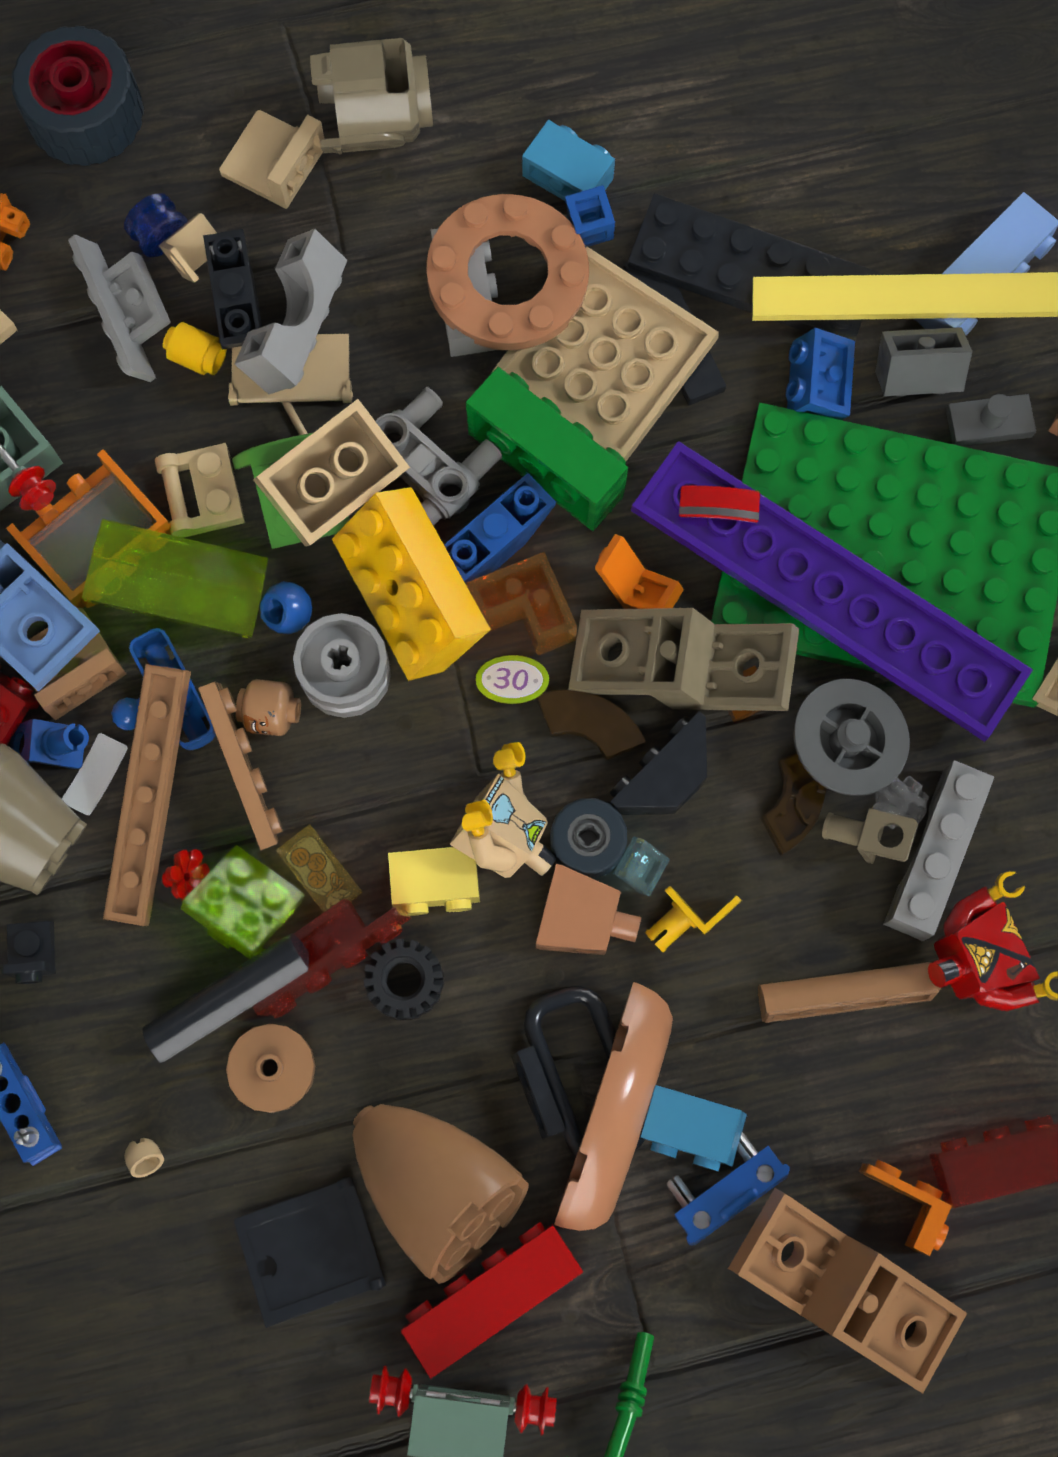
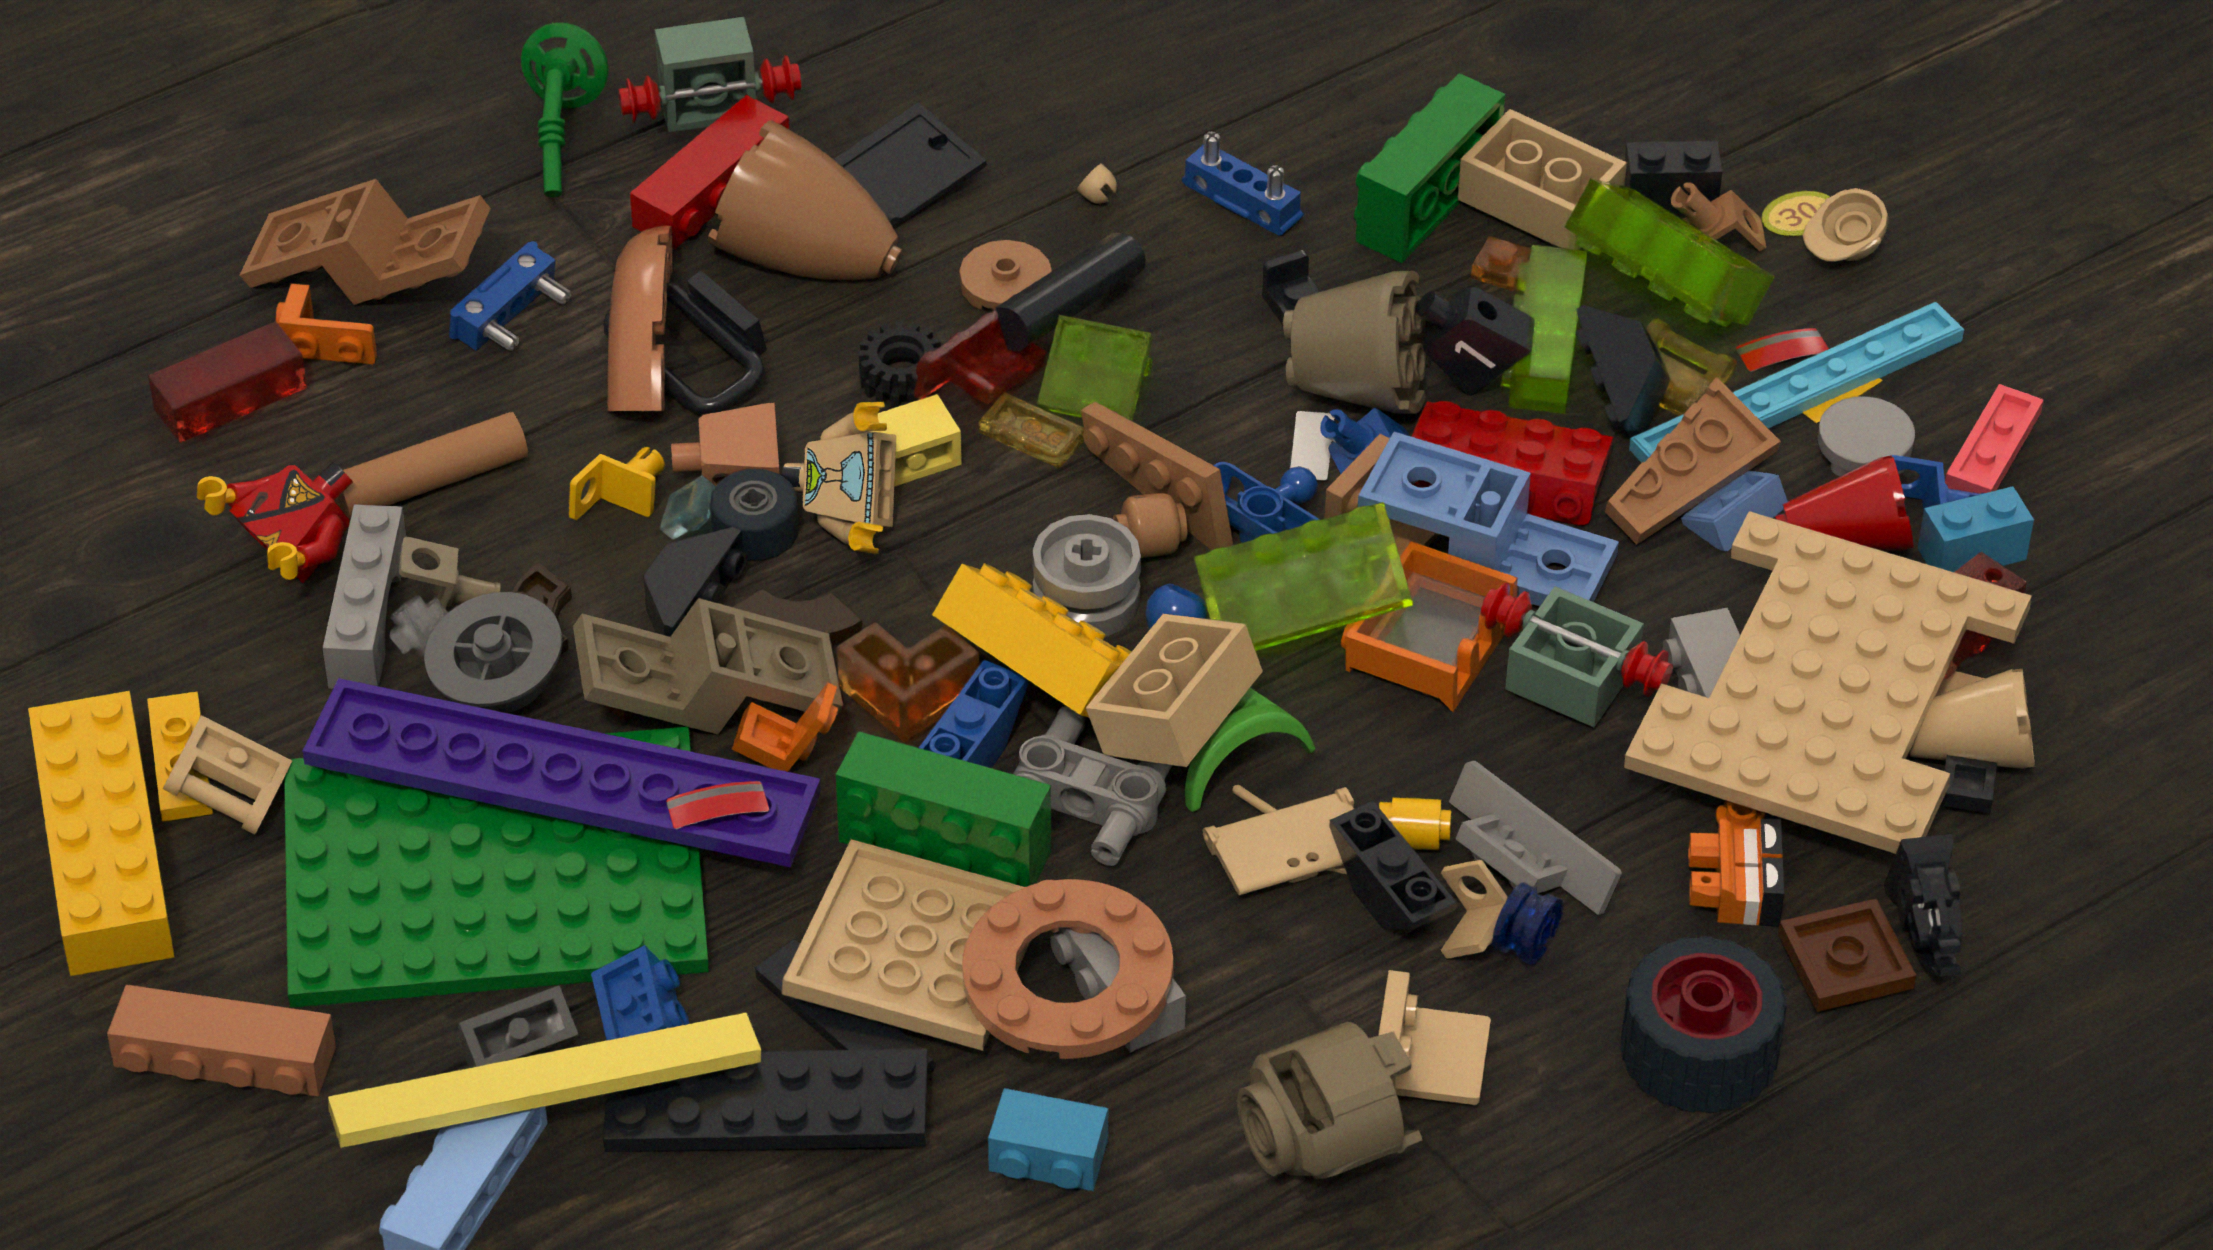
camera: 160 degrees right, 30 degrees down
(147, 795) = (1239, 421): medium nougat tile -> none
(185, 873) = (1165, 380): red plant -> none
(213, 487) = (1324, 714): tan plate -> none
(310, 276) = (1299, 803): light grey arch -> none
(512, 679) = (901, 622): sticker -> none
(591, 215) = (984, 1082): blue brick -> none
(693, 1126) = (558, 323): dark azure brick -> none
(991, 420) = (409, 1027): dark grey tile -> none

